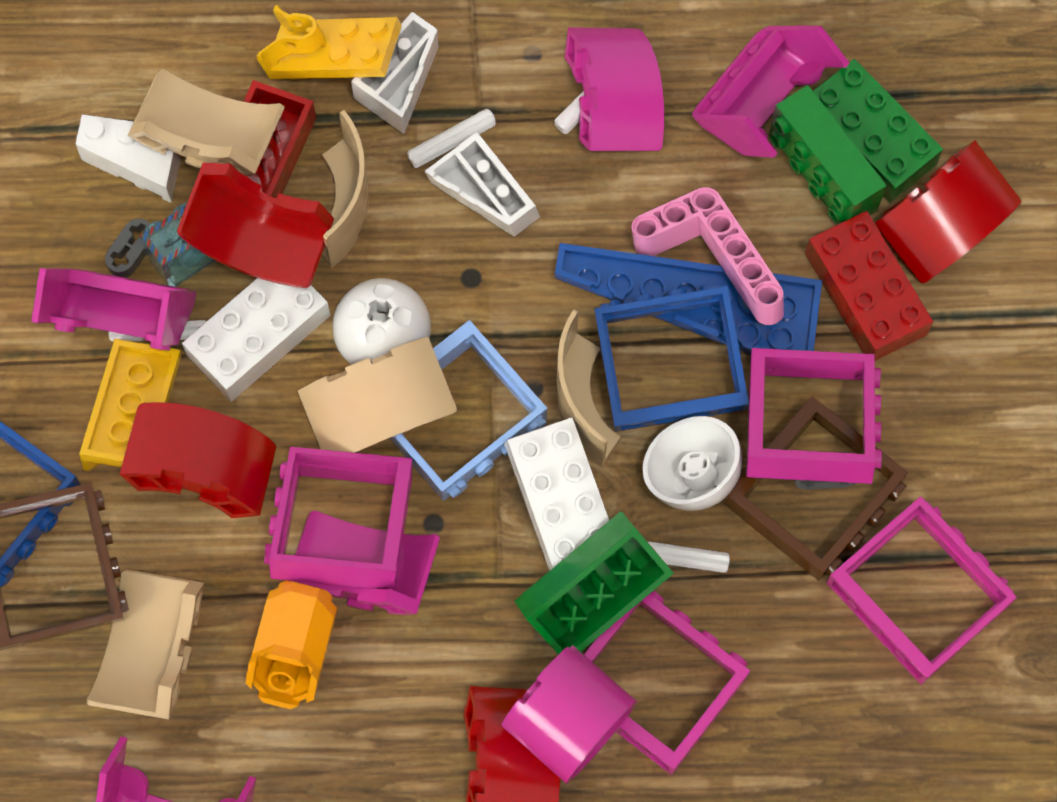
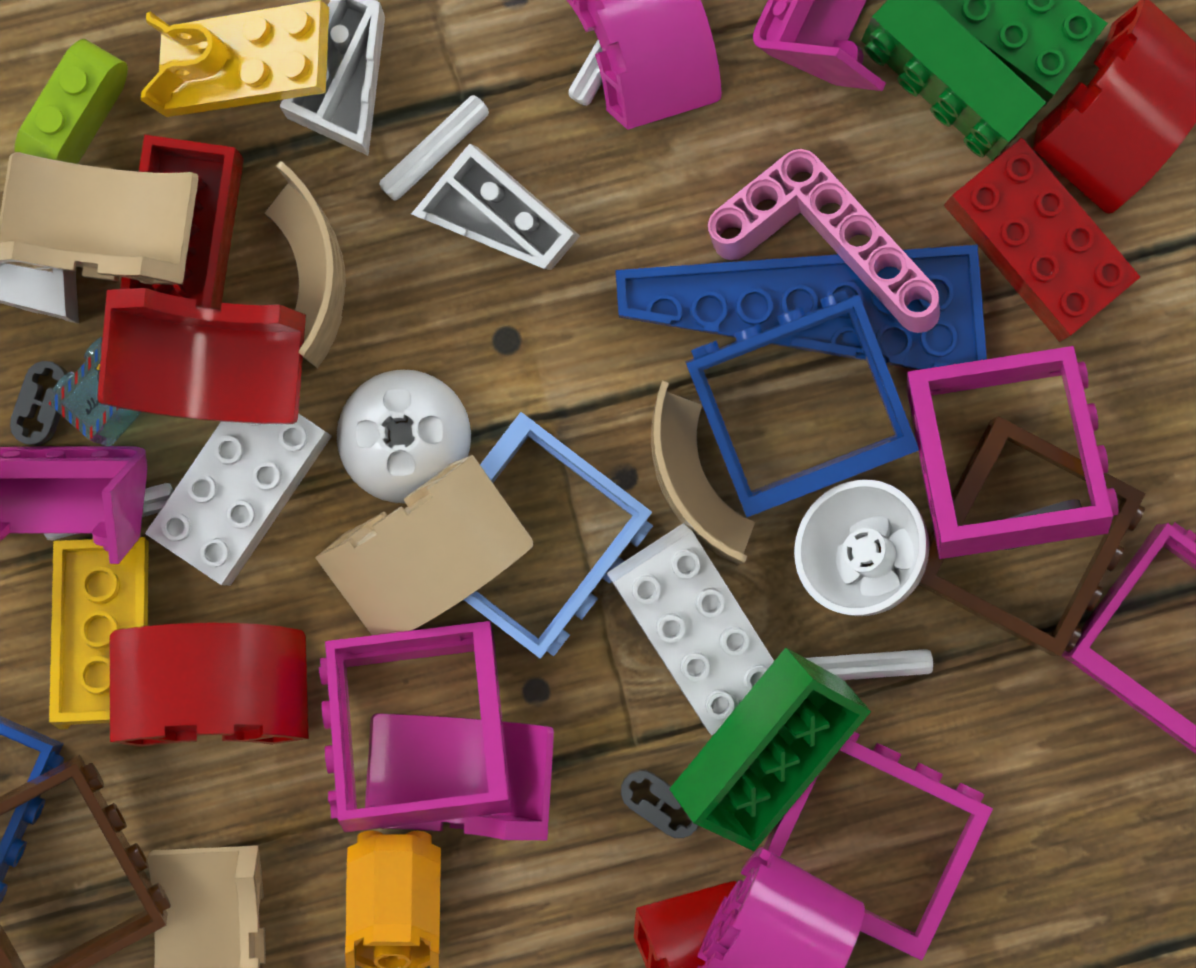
camera: 10 degrees left, 15 degrees up
(210, 52) = (73, 104): none -> lime brick
(499, 626) = (652, 812): none -> dark grey beam

